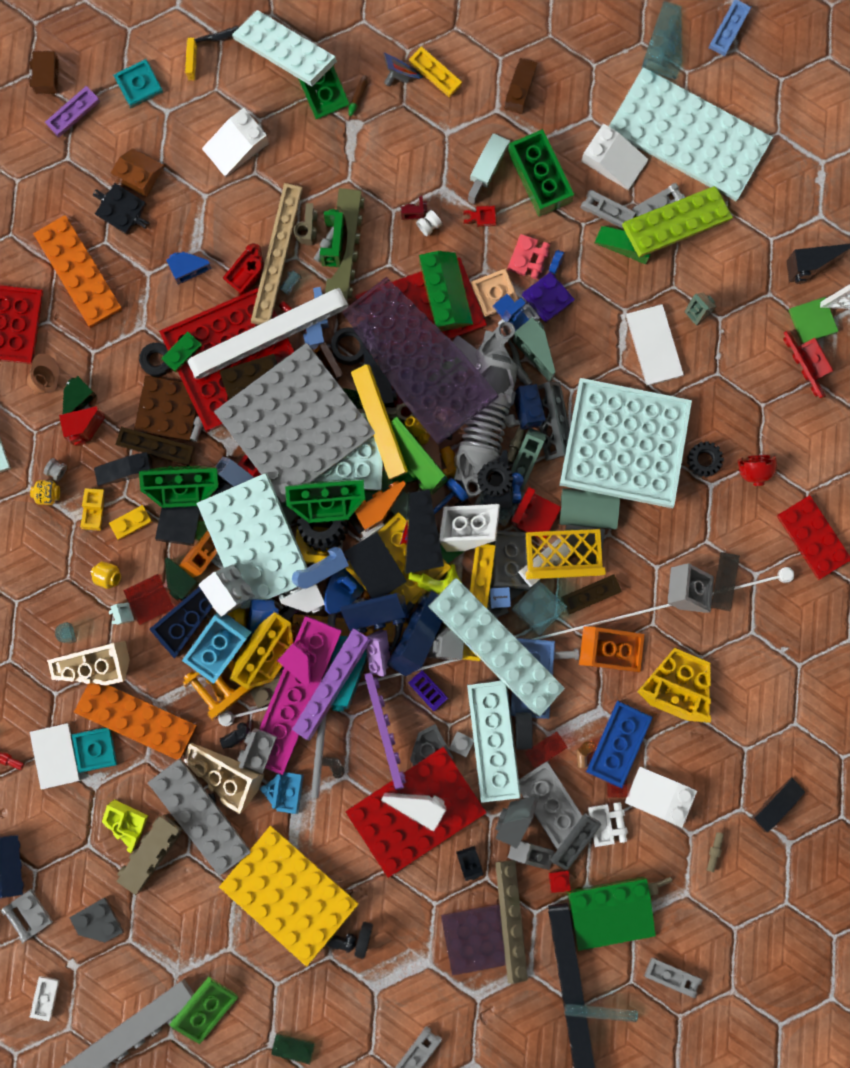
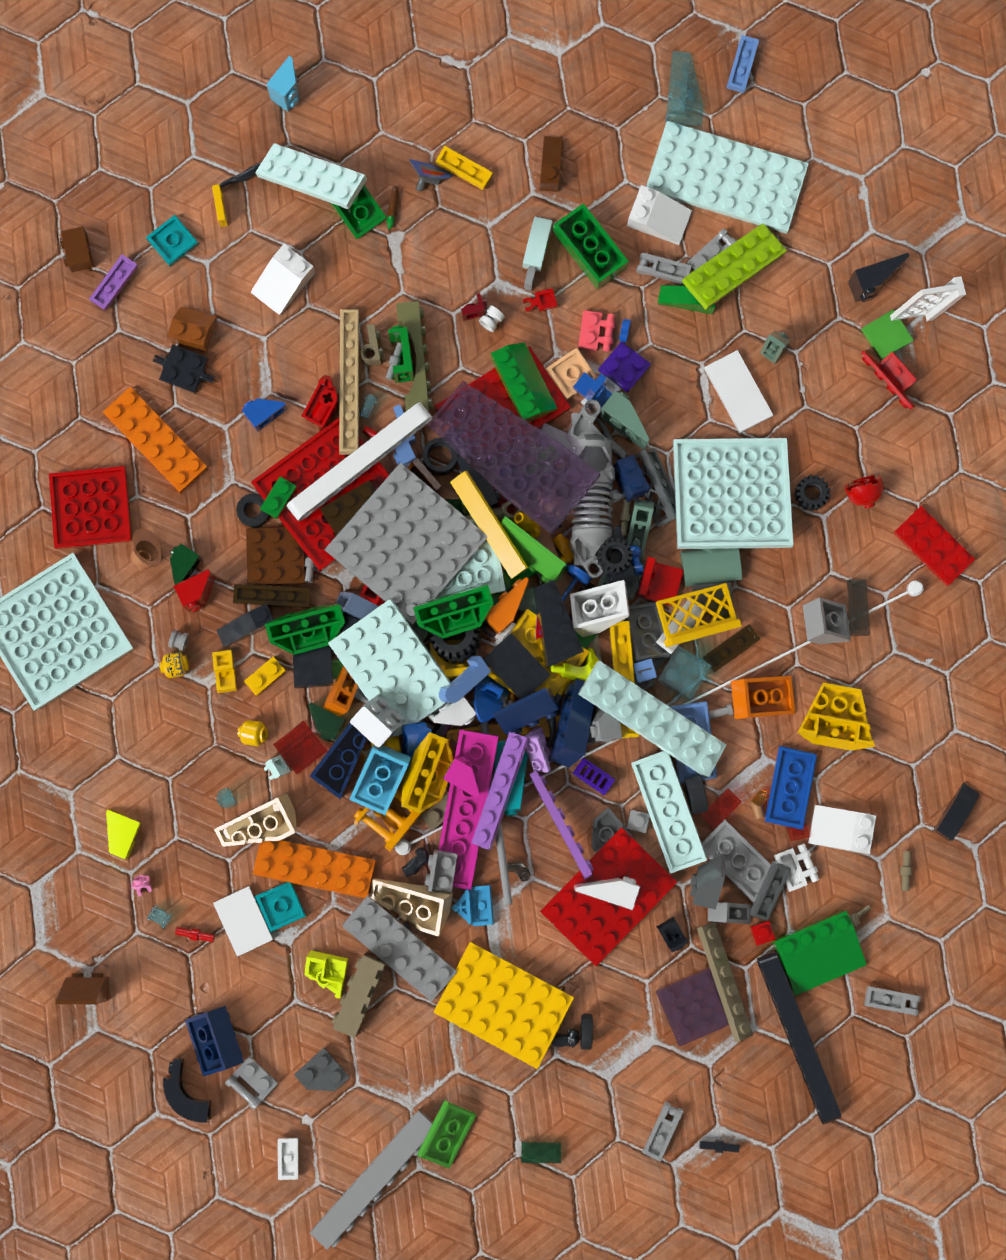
camera: 15 degrees left, 0 degrees up
(601, 1013) = (832, 1049): clear light blue axle -> none

